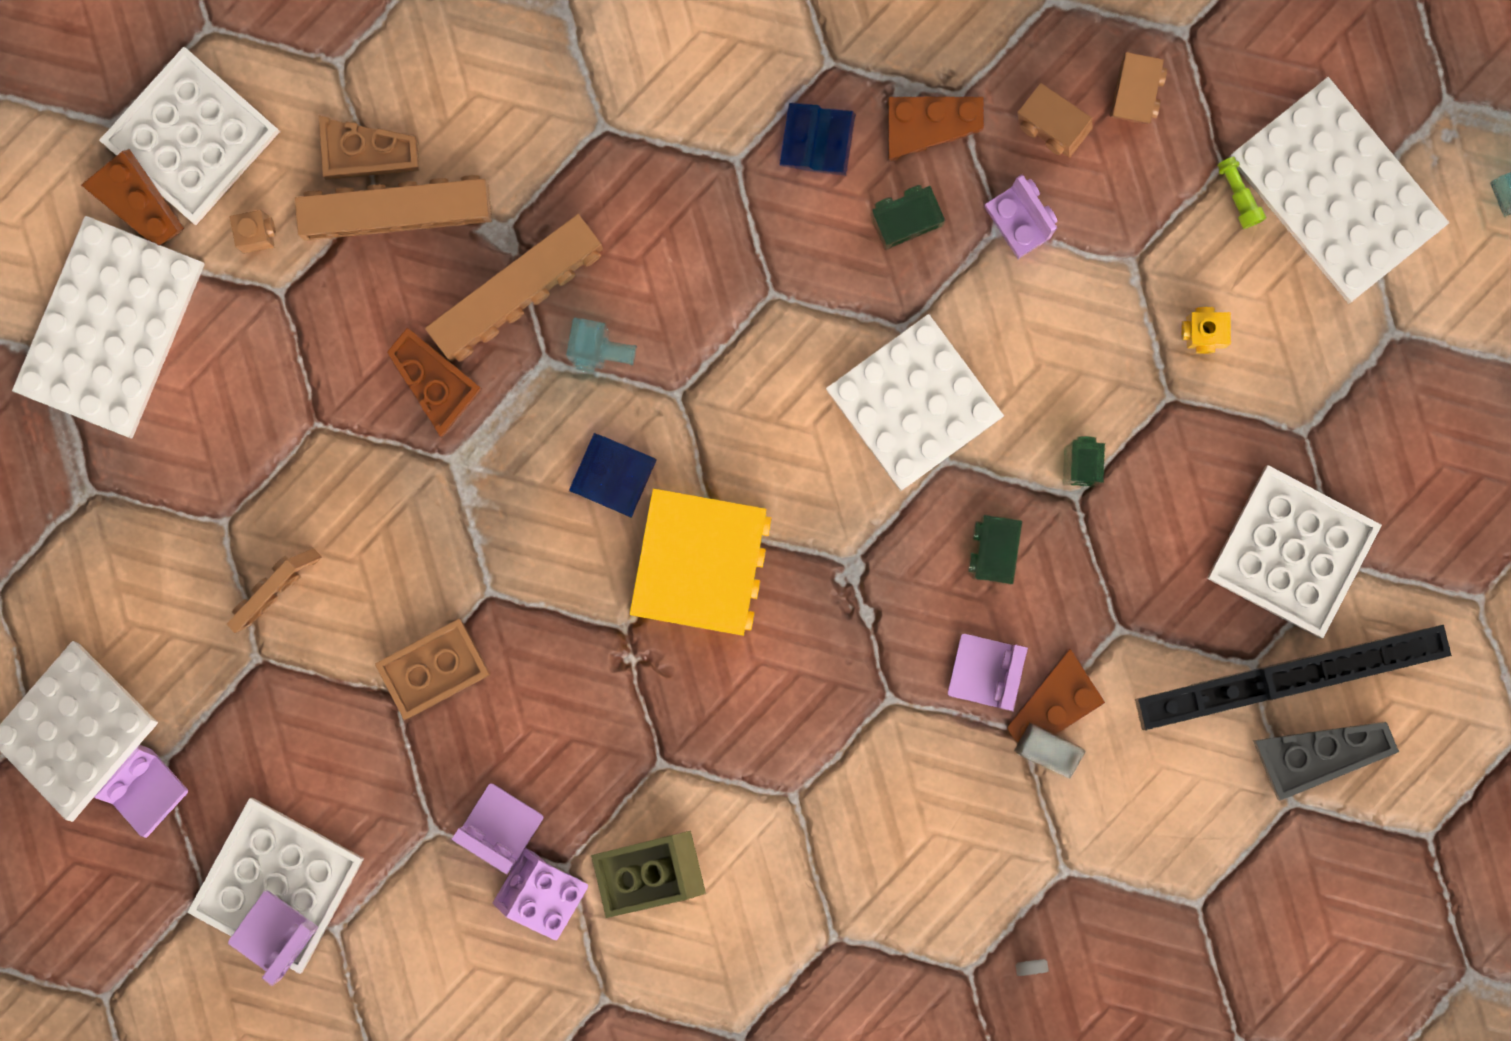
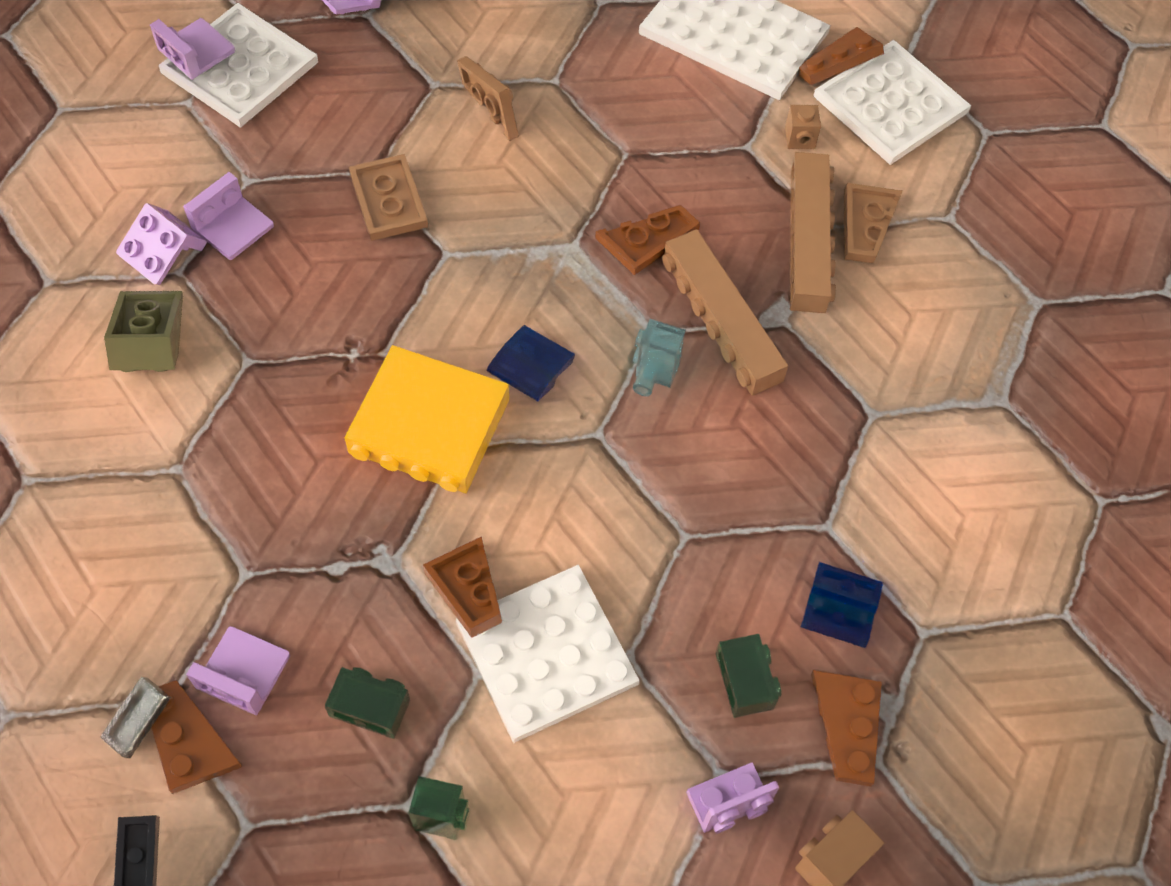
camera: 90 degrees right, 25 degrees down
(872, 485) = (466, 586): none -> dark orange wing

